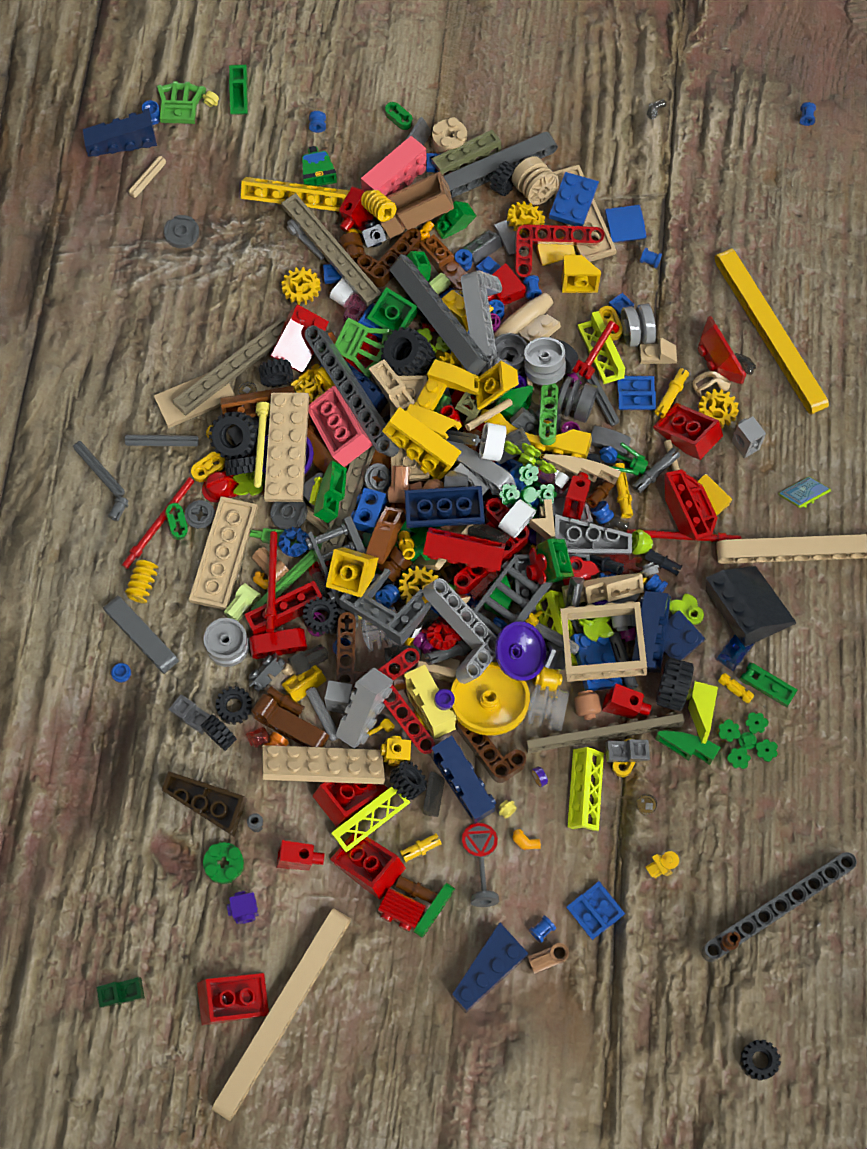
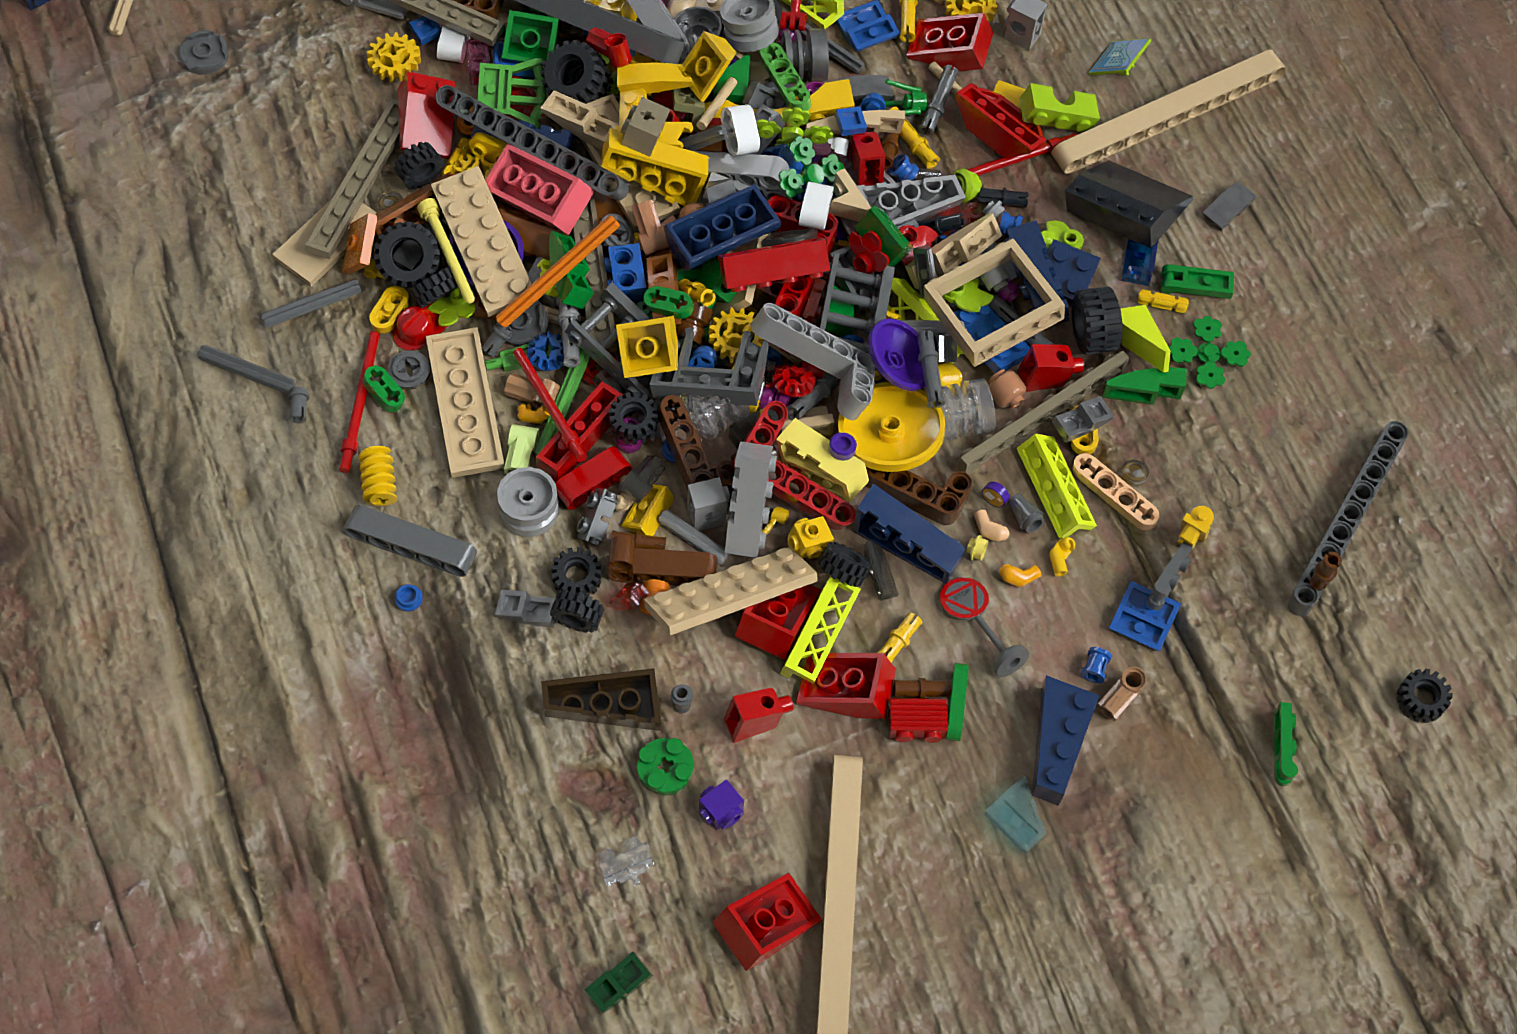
camera: 30 degrees left, 5 degrees down
(164, 918) = (626, 864): none -> clear hips
(208, 414) = (359, 243): none -> orange plate
(268, 516) = (497, 338): none -> dark grey pin
(316, 526) = (571, 353): none -> light grey pin
(319, 492) = (557, 271): none -> orange axle
(377, 549) = (670, 298): none -> green beam
(422, 415) = (644, 126): none -> dark tan brick
(432, 1008) = (1018, 816): none -> clear light blue wing
(436, 343) = (610, 45): none -> red piece
(522, 799) = (990, 529): none -> light nougat arm
(538, 662) = (928, 358): none -> dark grey pin
(553, 799) = (1027, 514): none -> dark grey cone
(560, 839) = (1059, 553): none -> yellow arm
(575, 465) = (850, 121): none -> blue plate
(621, 813) = (1112, 494): none -> light nougat beam
(625, 891) = (1170, 577): none -> dark grey plate
(641, 1047) = (1284, 745): none -> green plate
(722, 508) = (1042, 108): none -> lime arch
(824, 637) = (1229, 205): none -> flat silver slope

